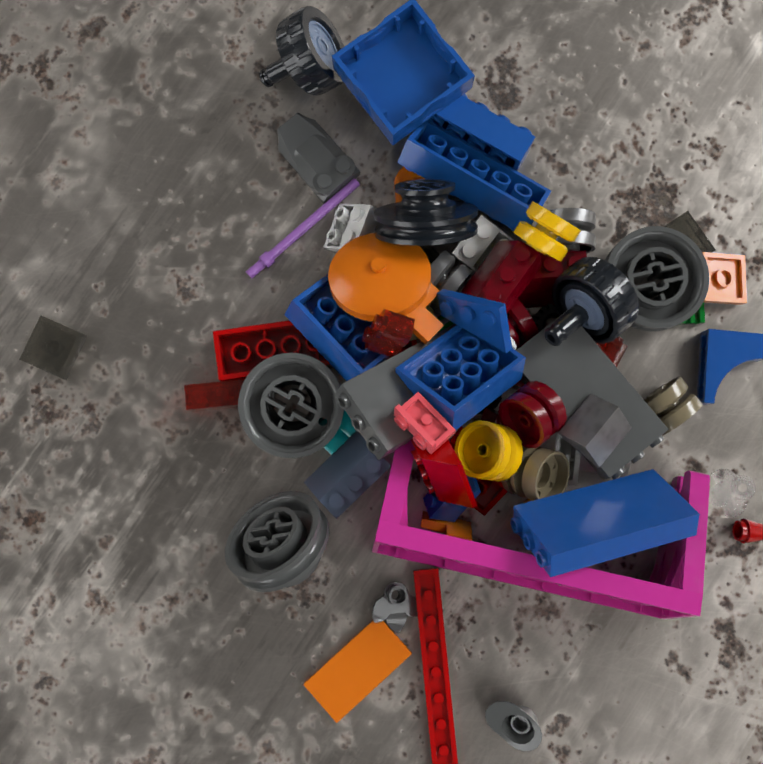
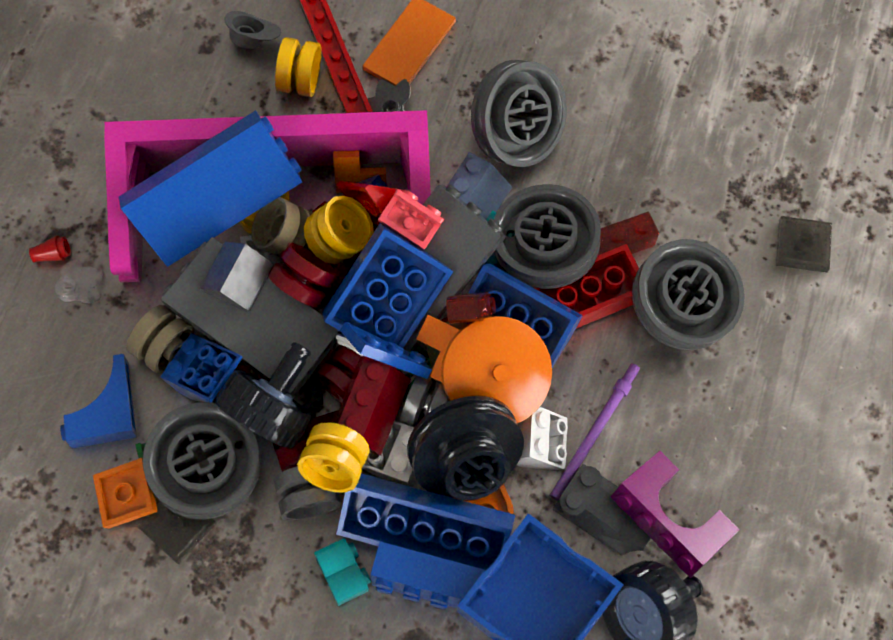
camera: 160 degrees right, 15 degrees down
(175, 316) = (713, 288): none -> dark grey wheel
(287, 149) = (685, 546): none -> magenta arch
(479, 662) = (298, 67): none -> yellow wheel
(552, 164) = (342, 571): none -> teal brick
(640, 358) = (200, 369): none -> blue slope

